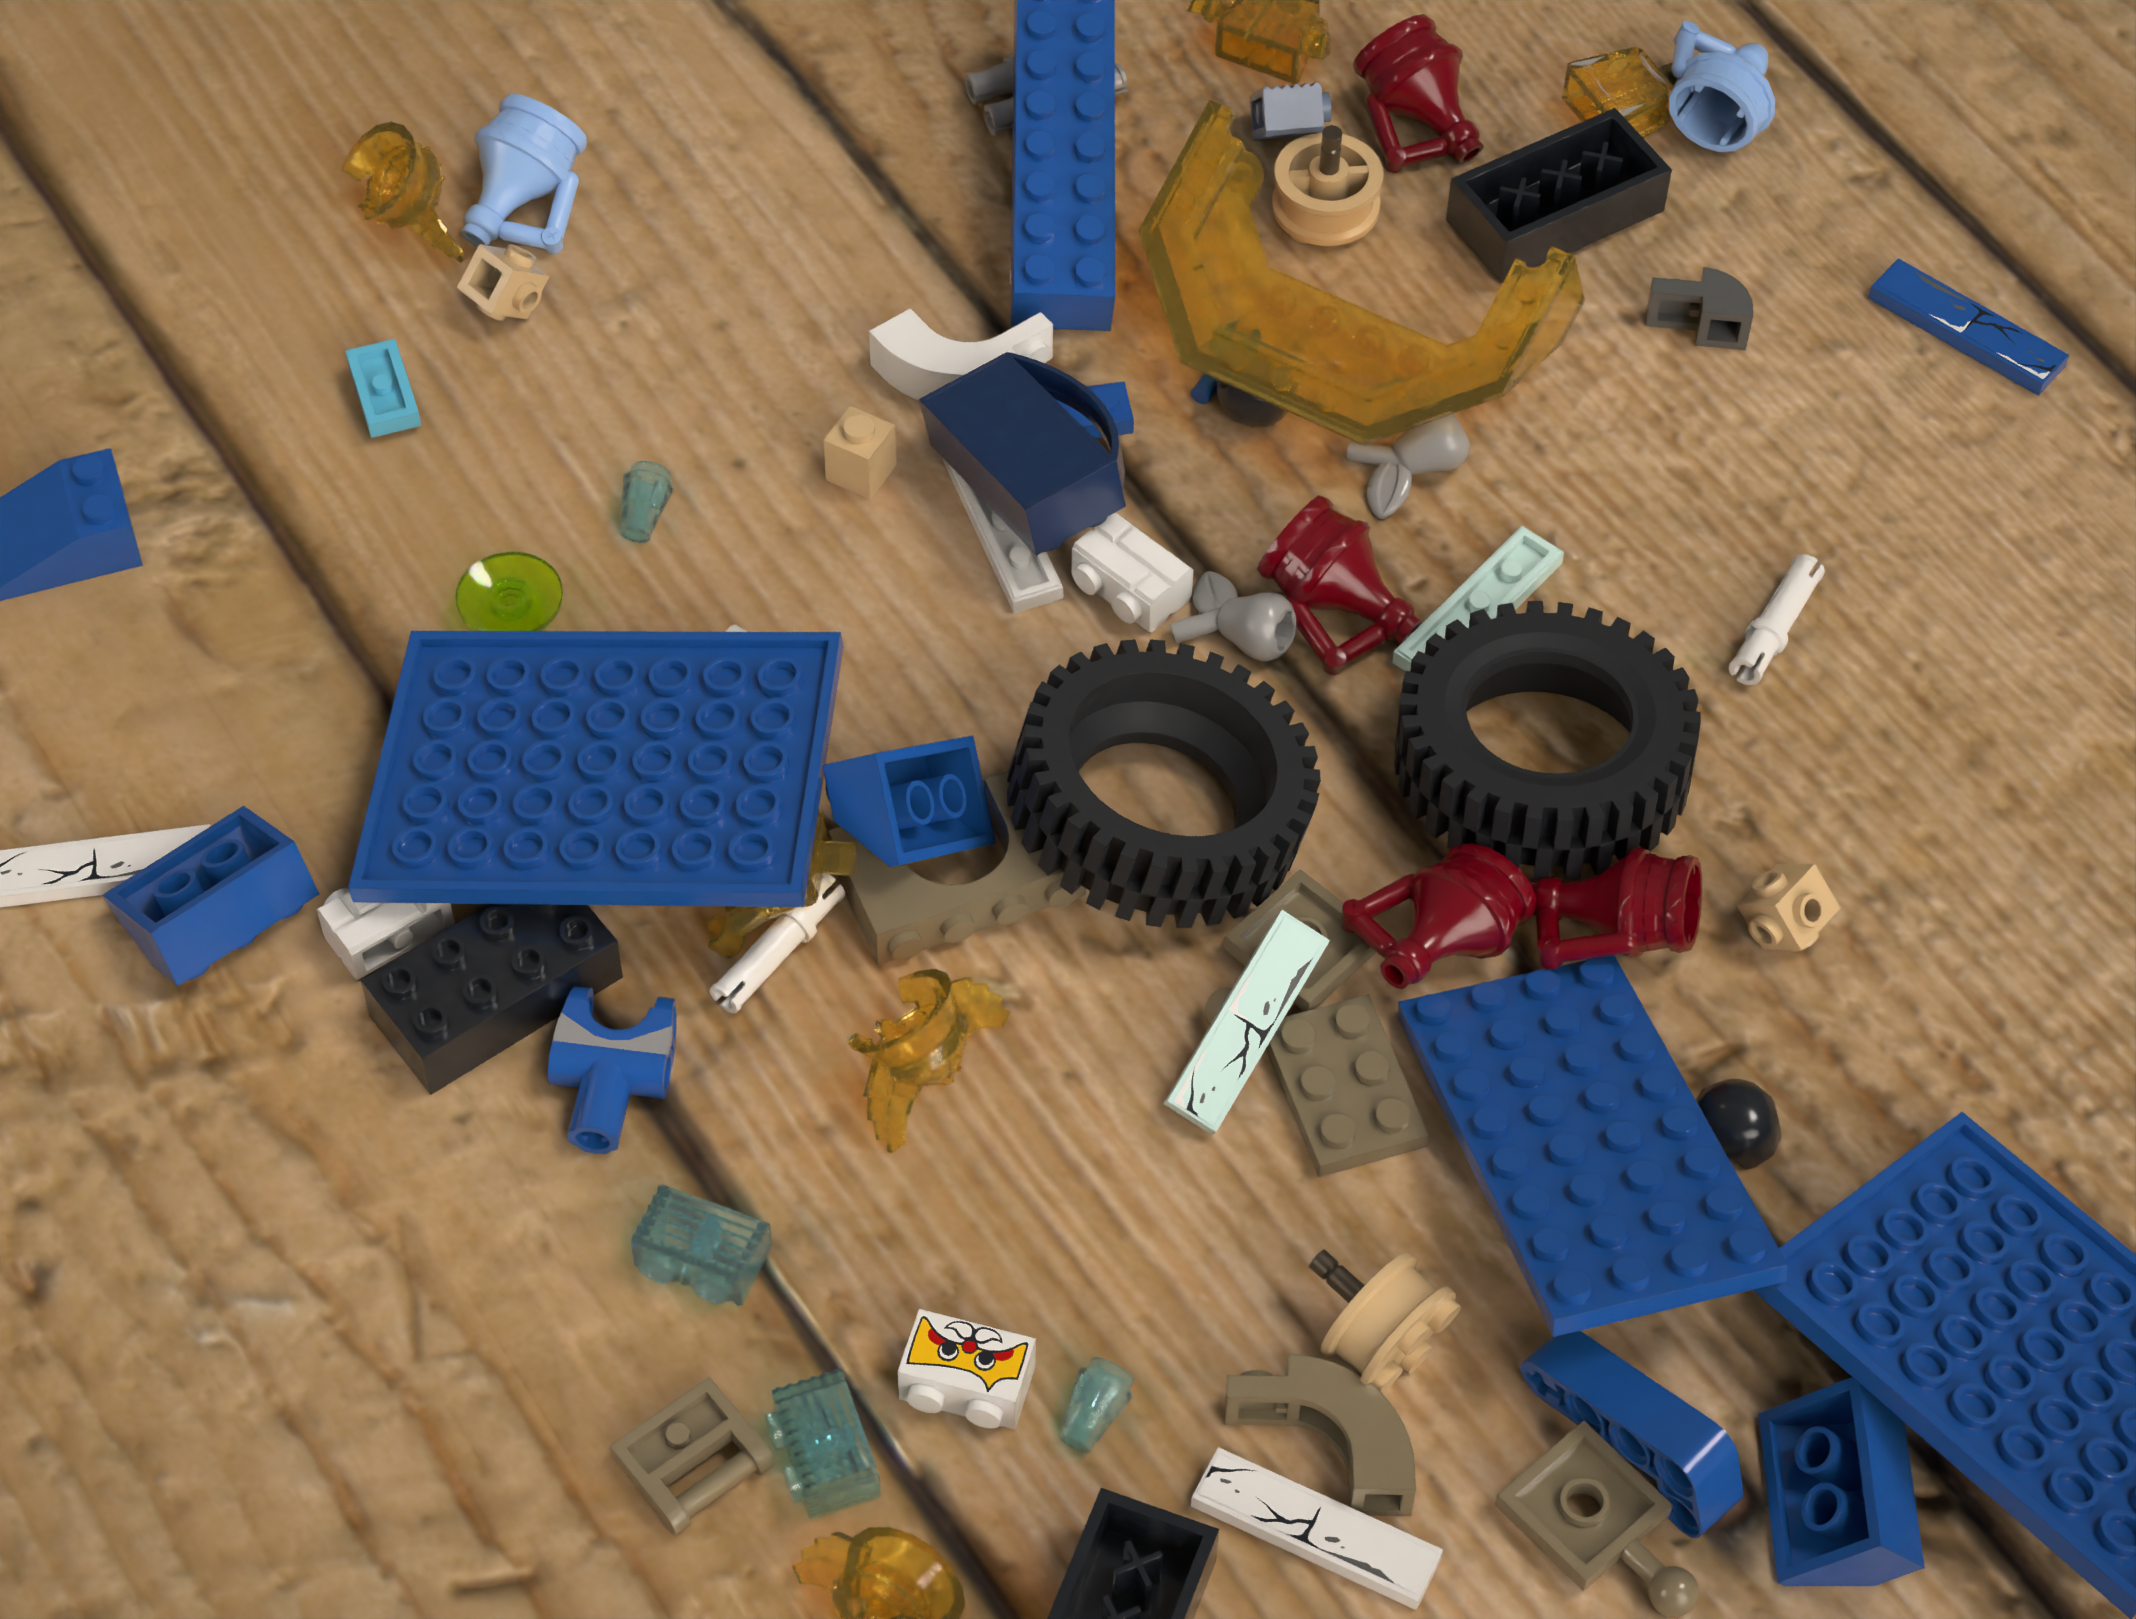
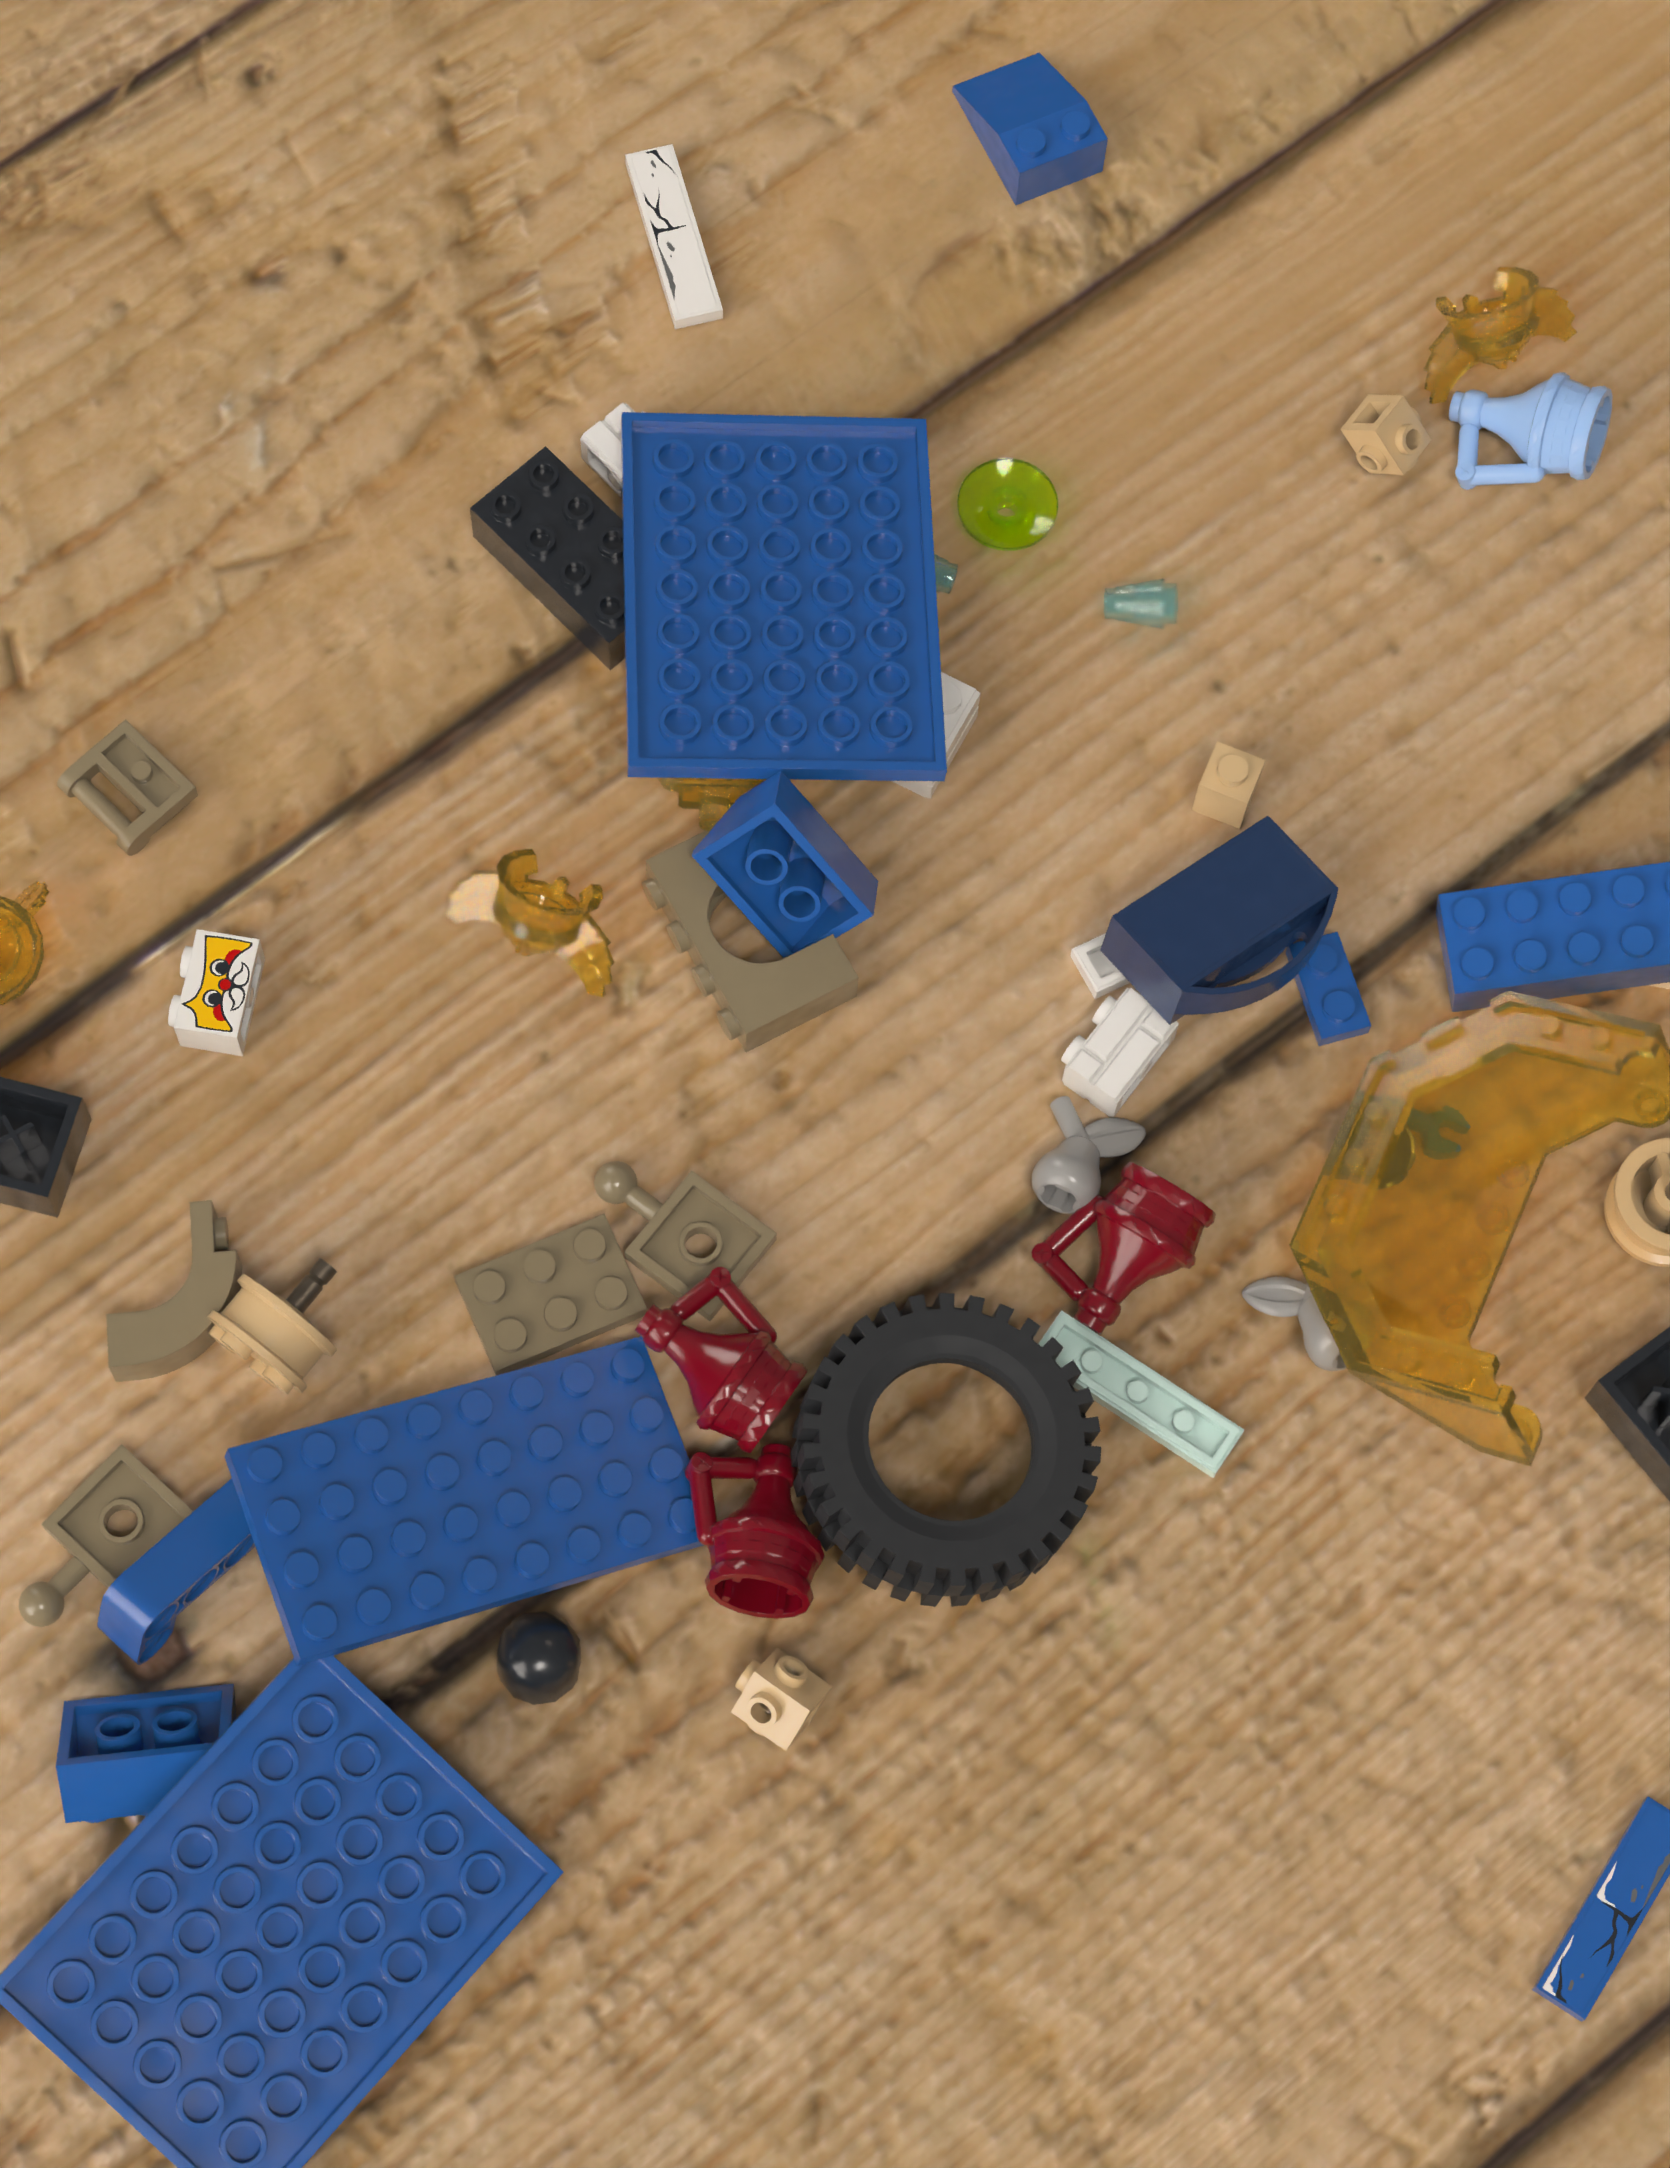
camera: 80 degrees right, 15 degrees up
(212, 894) = (638, 320): blue slope -> none
(383, 388) = (1246, 358): medium azure plate -> none
(609, 1066) = (501, 667): blue connector -> none
(700, 1246) = (325, 764): clear light blue brick -> none
(774, 947) = (613, 768): white pin -> none
(824, 1444) = (140, 886): clear light blue brick -> none
(922, 361) = (1361, 825): white arch -> none
(1095, 1403) = (197, 1102): clear light blue cone -> none
(1188, 709) = (896, 1004): black tyre -> none
(1246, 1022) = (590, 1193): light aqua tile -> none
(1317, 1528) = (94, 1290): white tile -> none
(1714, 308) = (1578, 1620): dark grey brick -> none
(1769, 632) = (1158, 1693): white pin -> none

